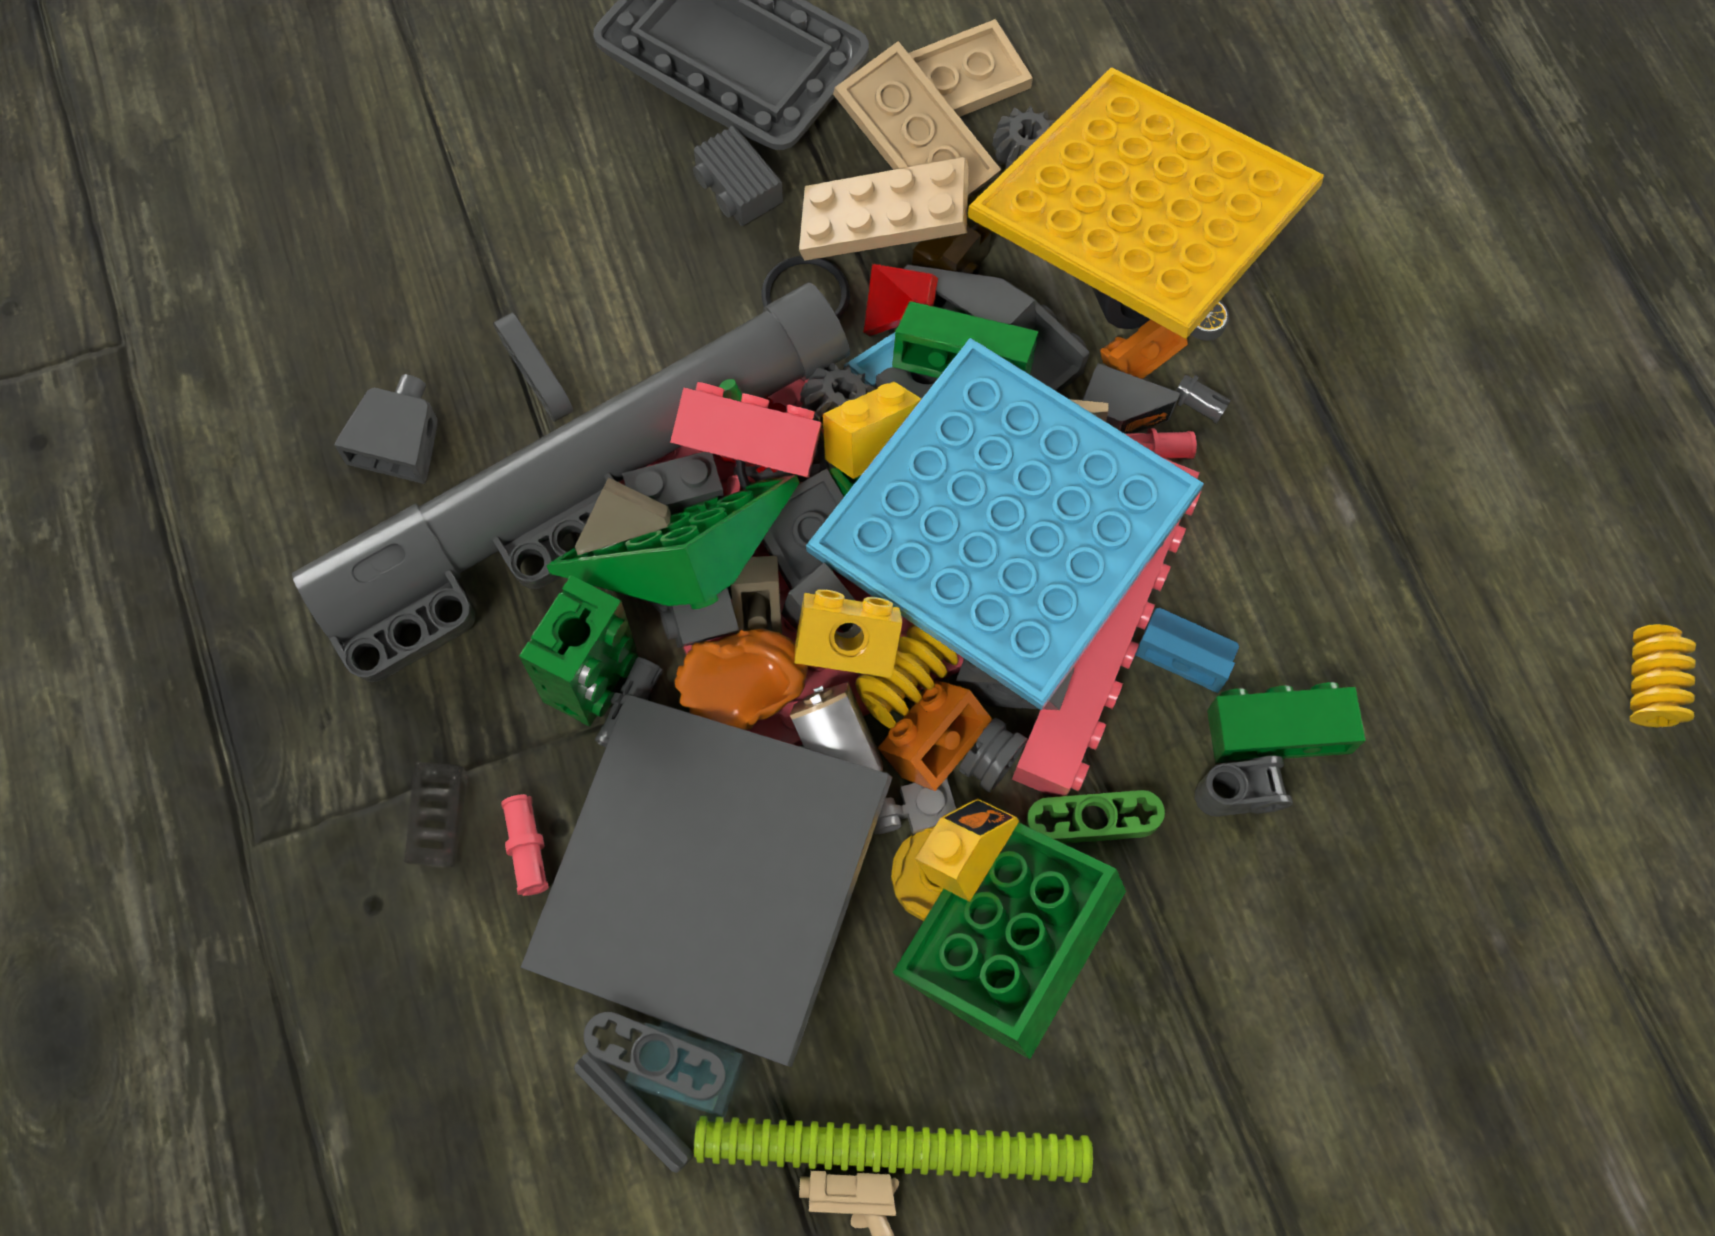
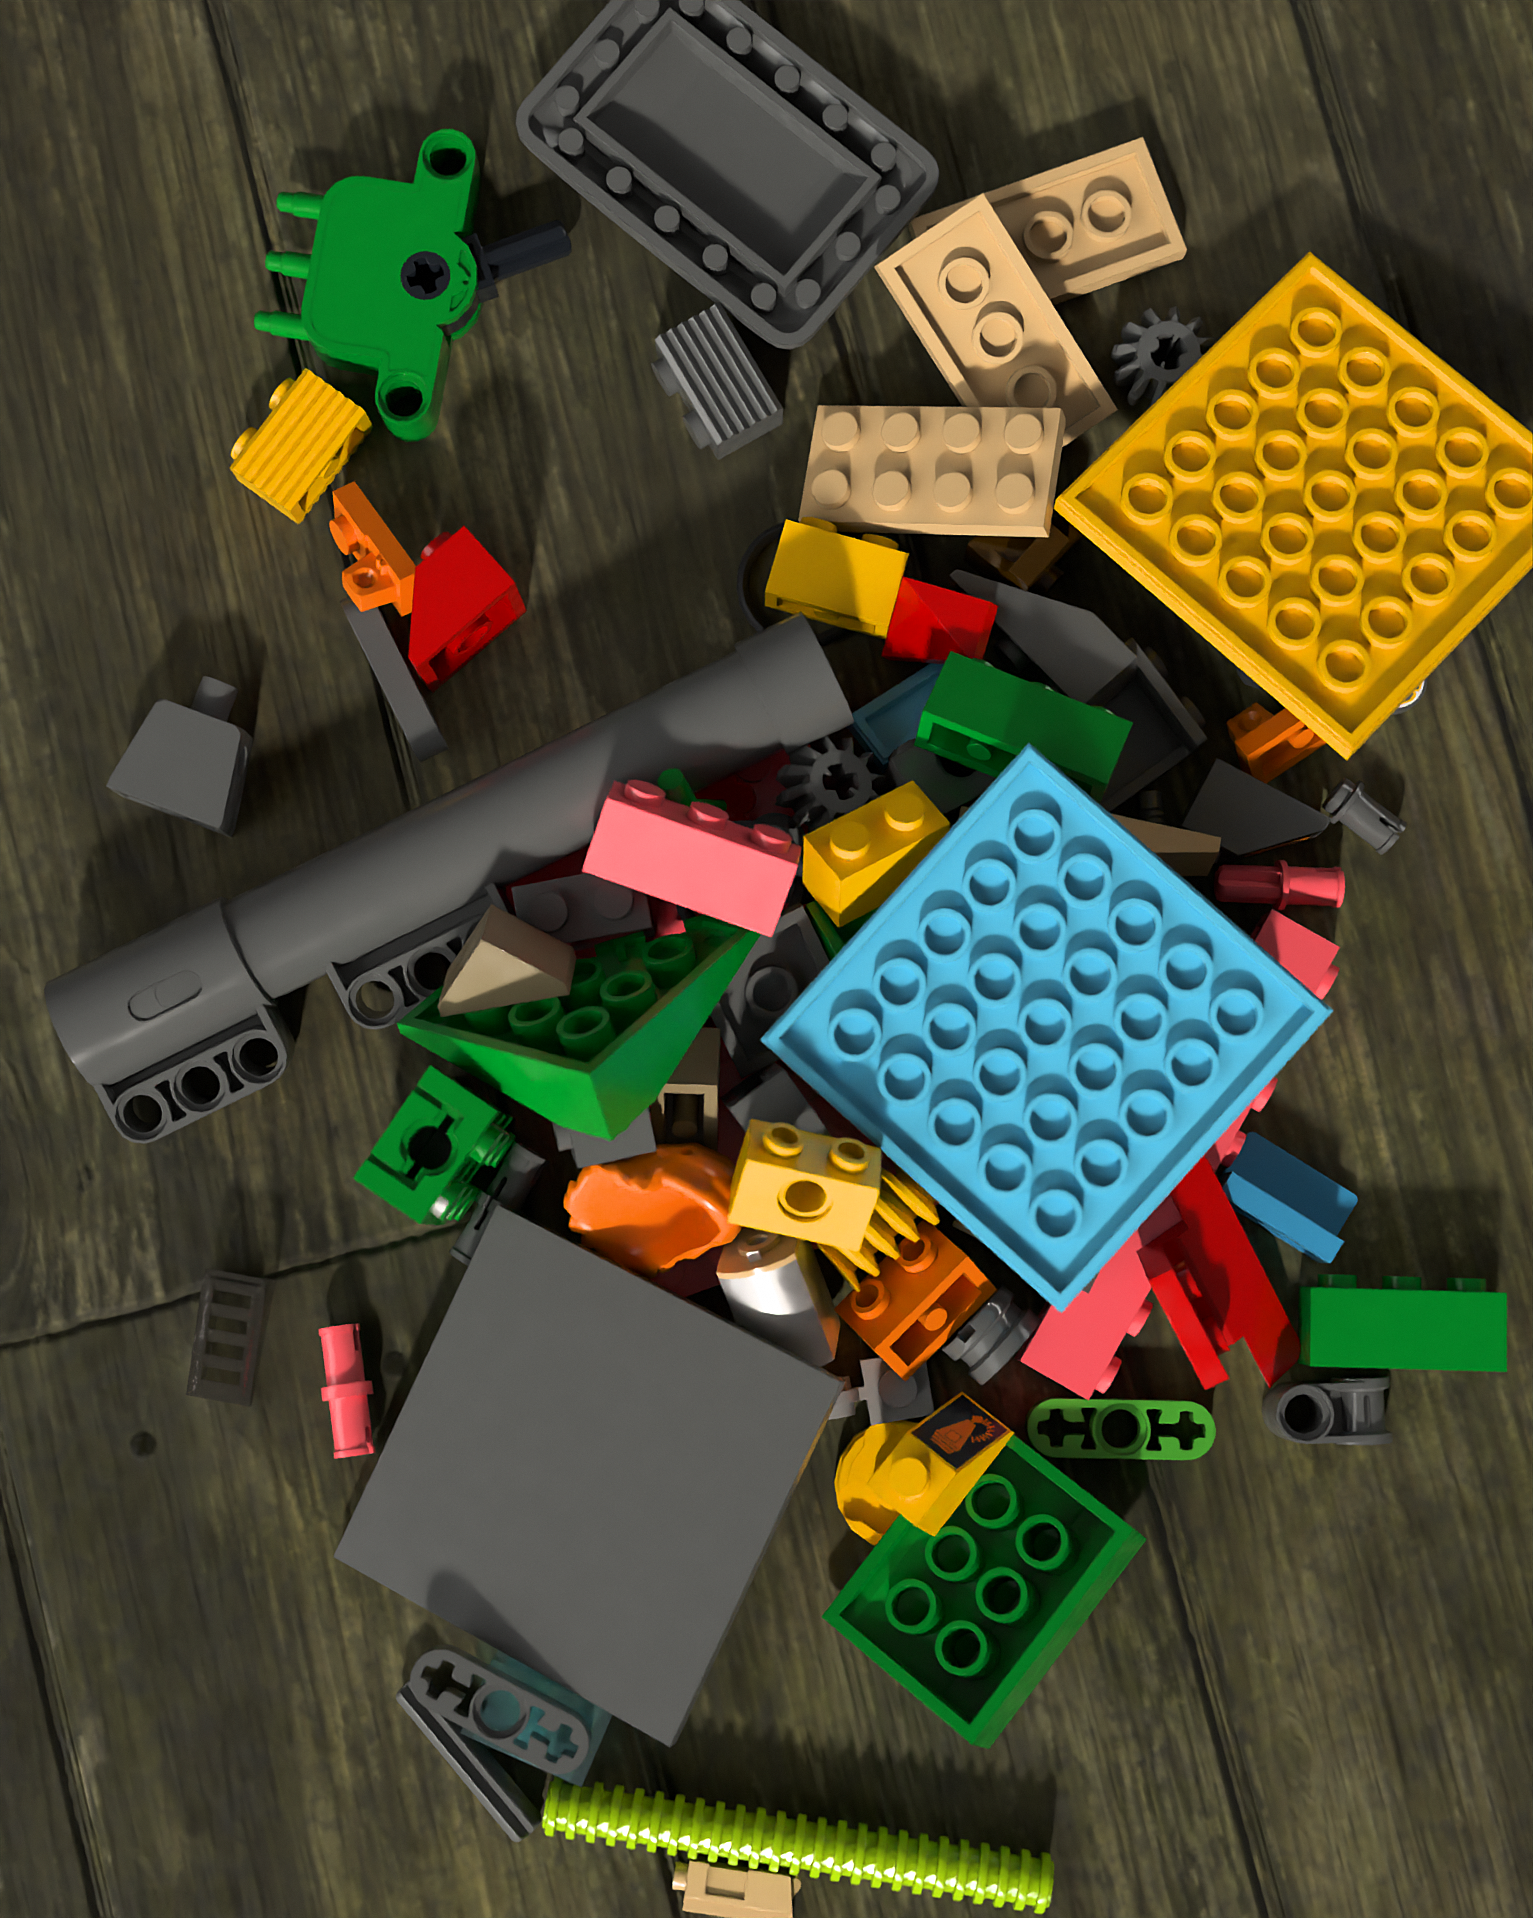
camera: 10 degrees right, 15 degrees up
(462, 234) = (299, 444): none -> yellow brick
(515, 290) = (383, 567): none -> orange hinge
(524, 133) = (368, 269): none -> green piece
(576, 313) = (458, 605): none -> red slope
(836, 273) = (836, 576): none -> yellow brick
(1148, 700) = (1216, 1284): none -> red plate

